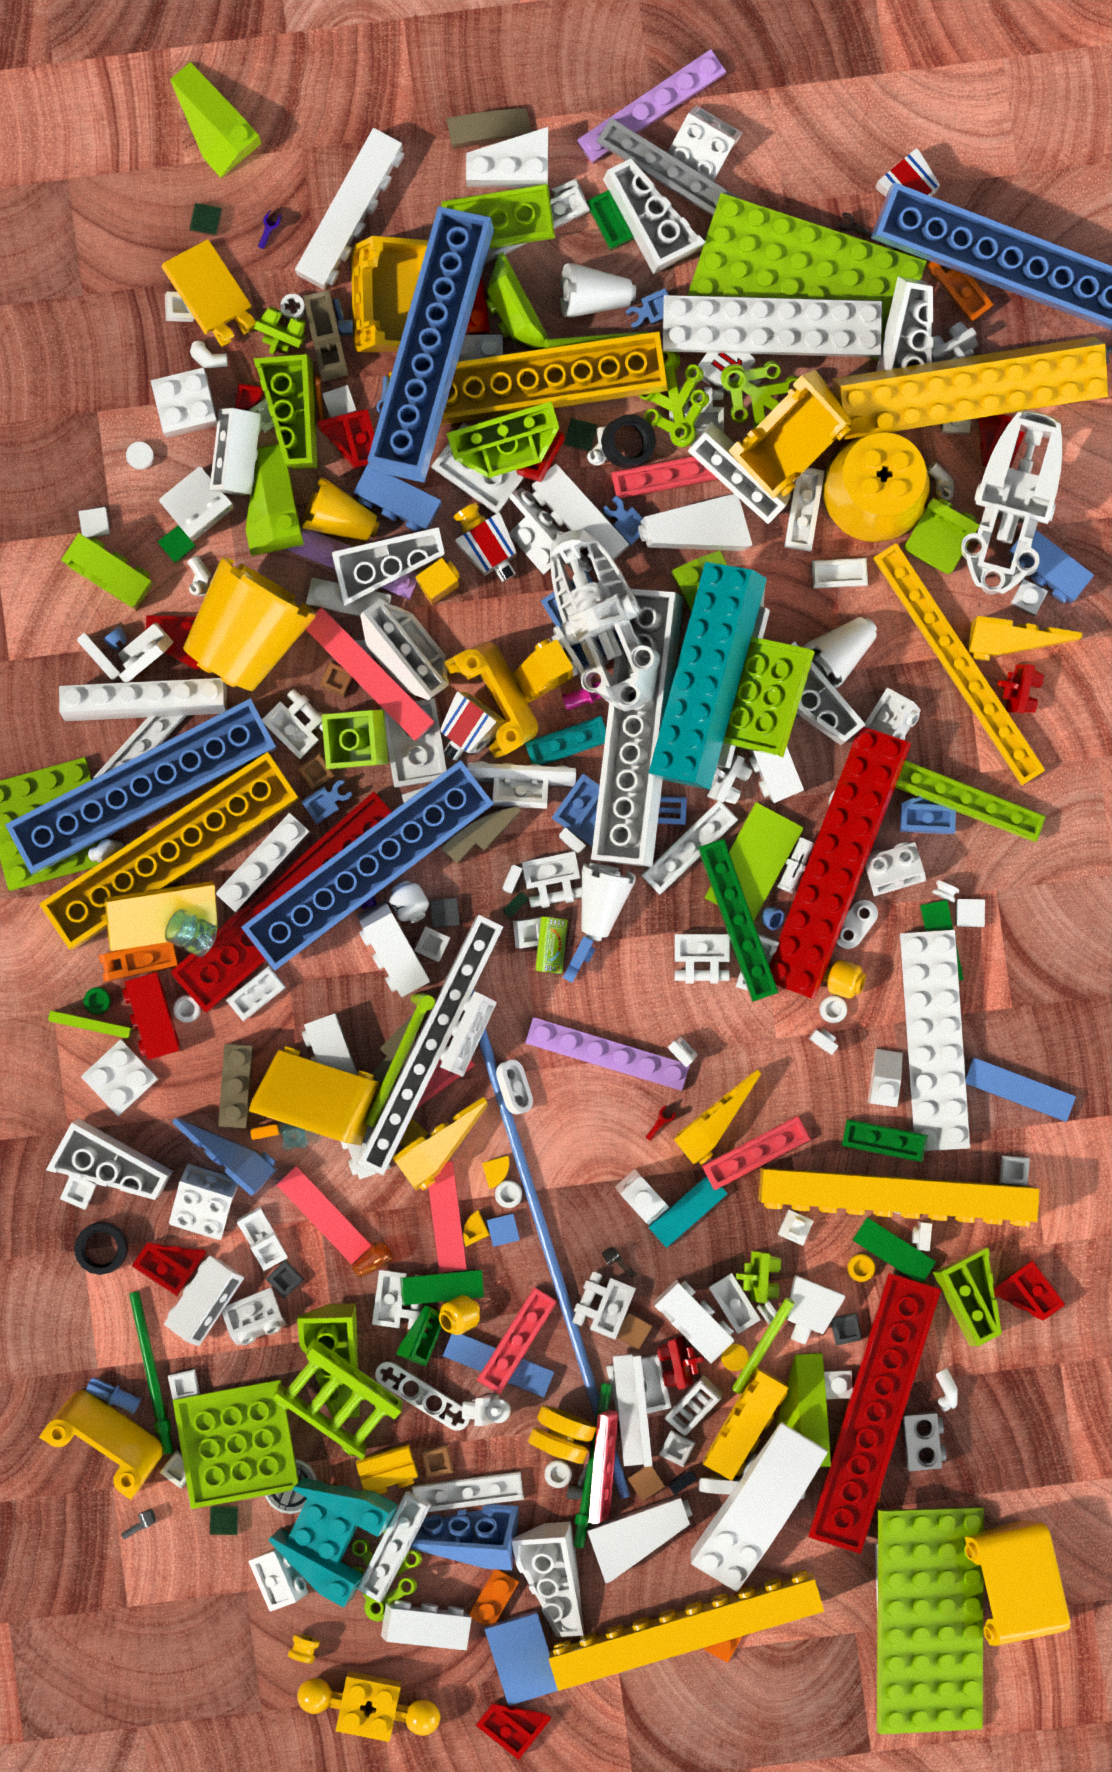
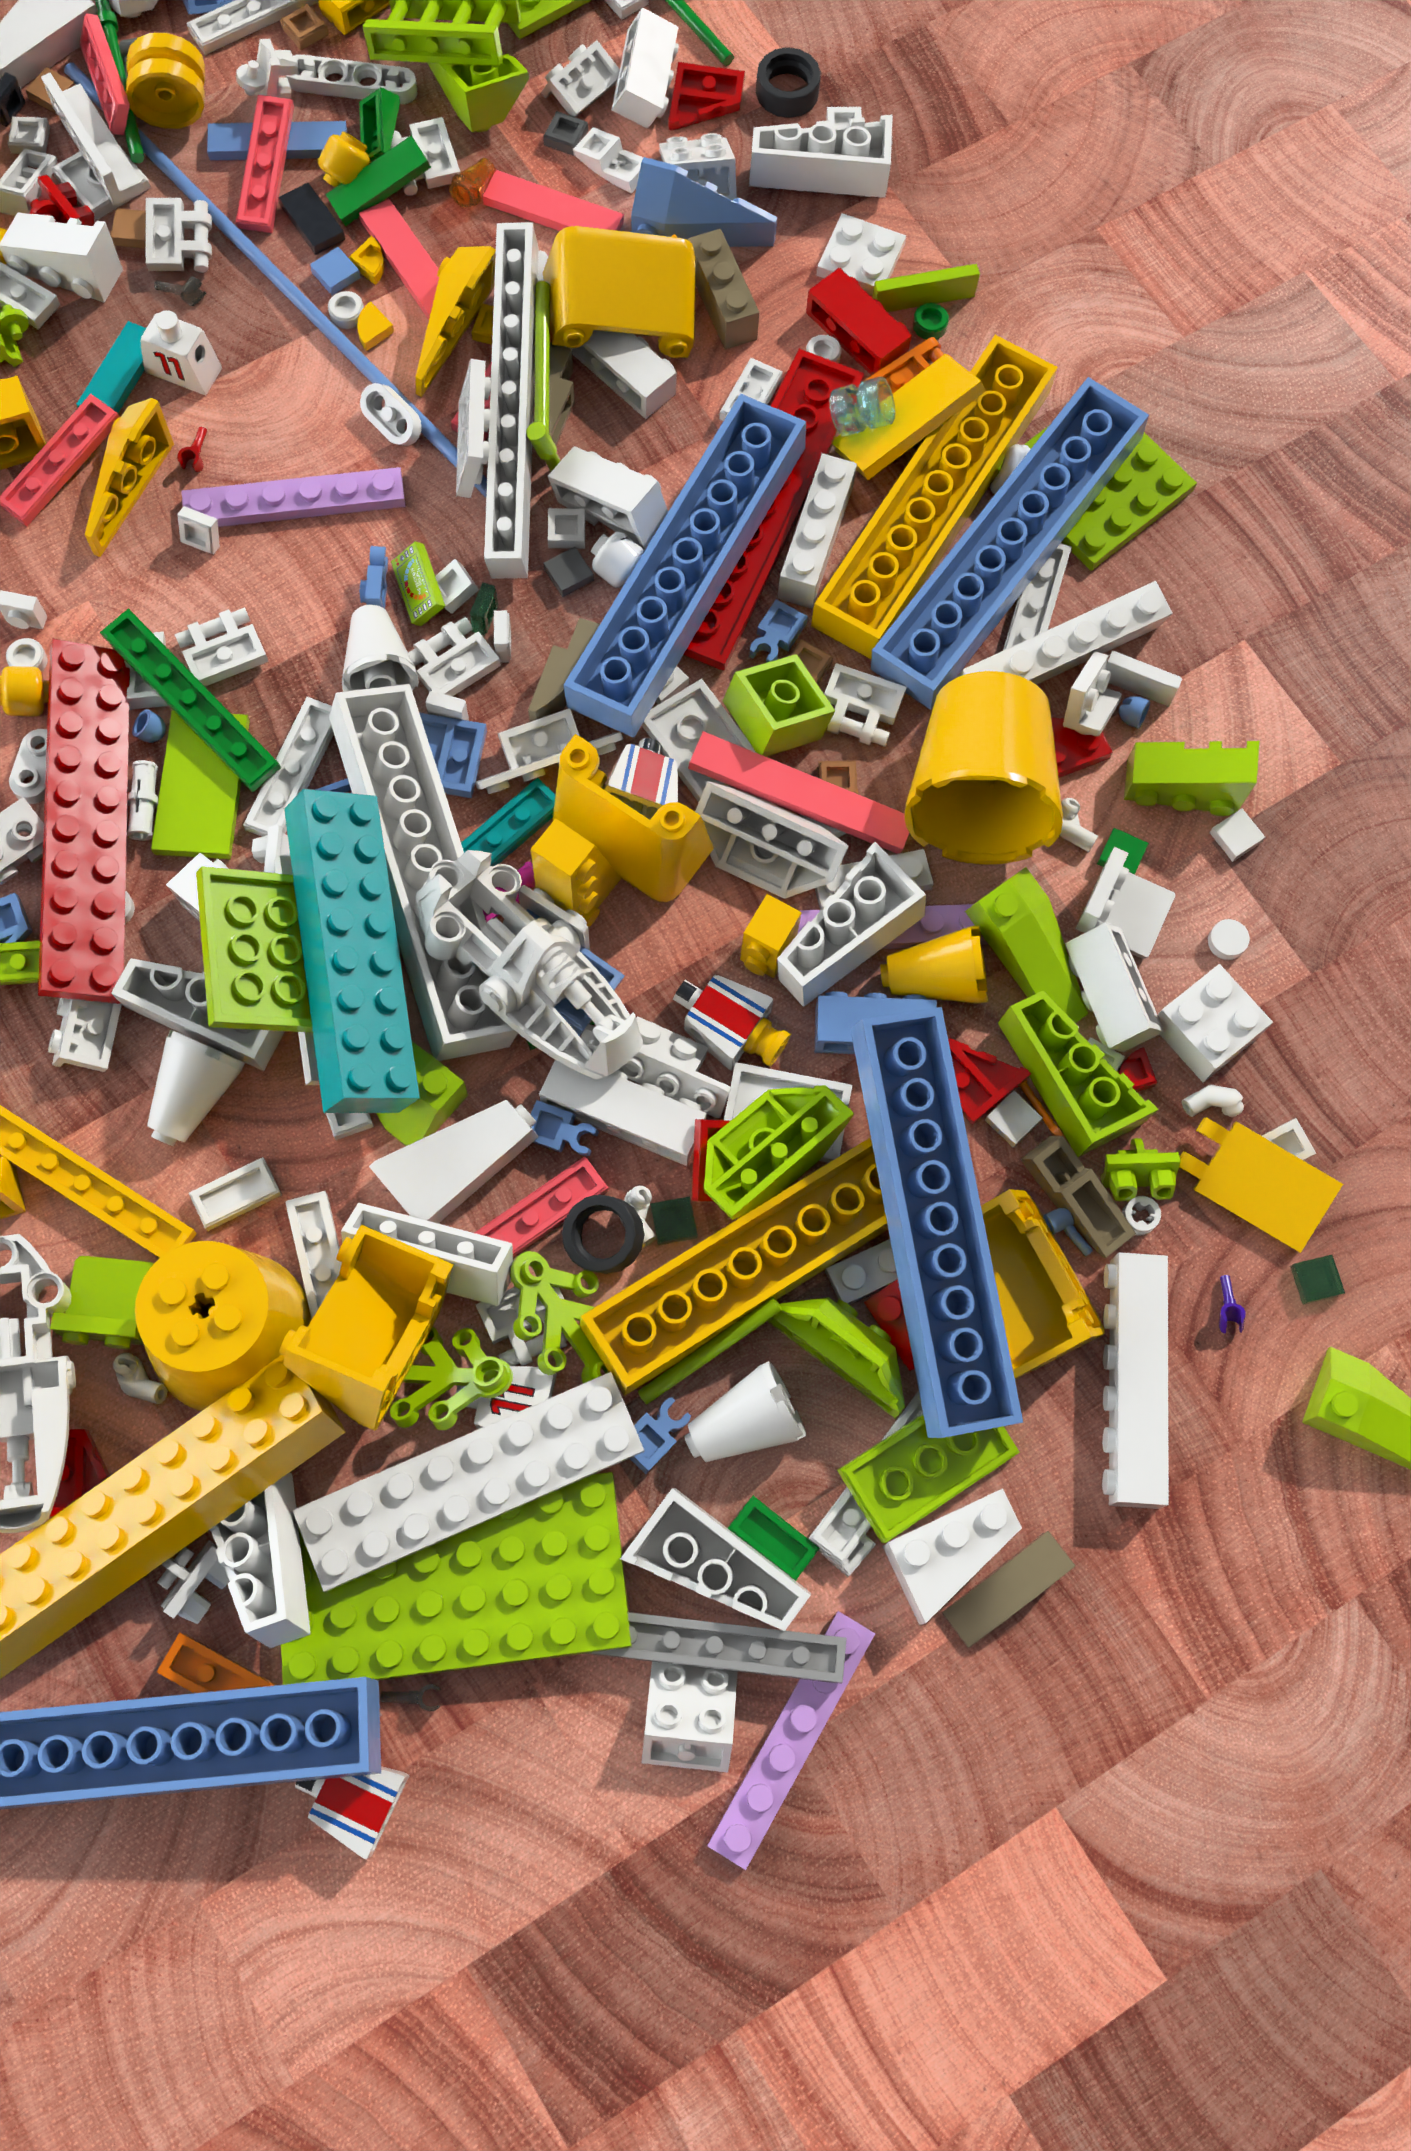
camera: 150 degrees right, 15 degrees down
(501, 1283) = (311, 218): none -> black tile

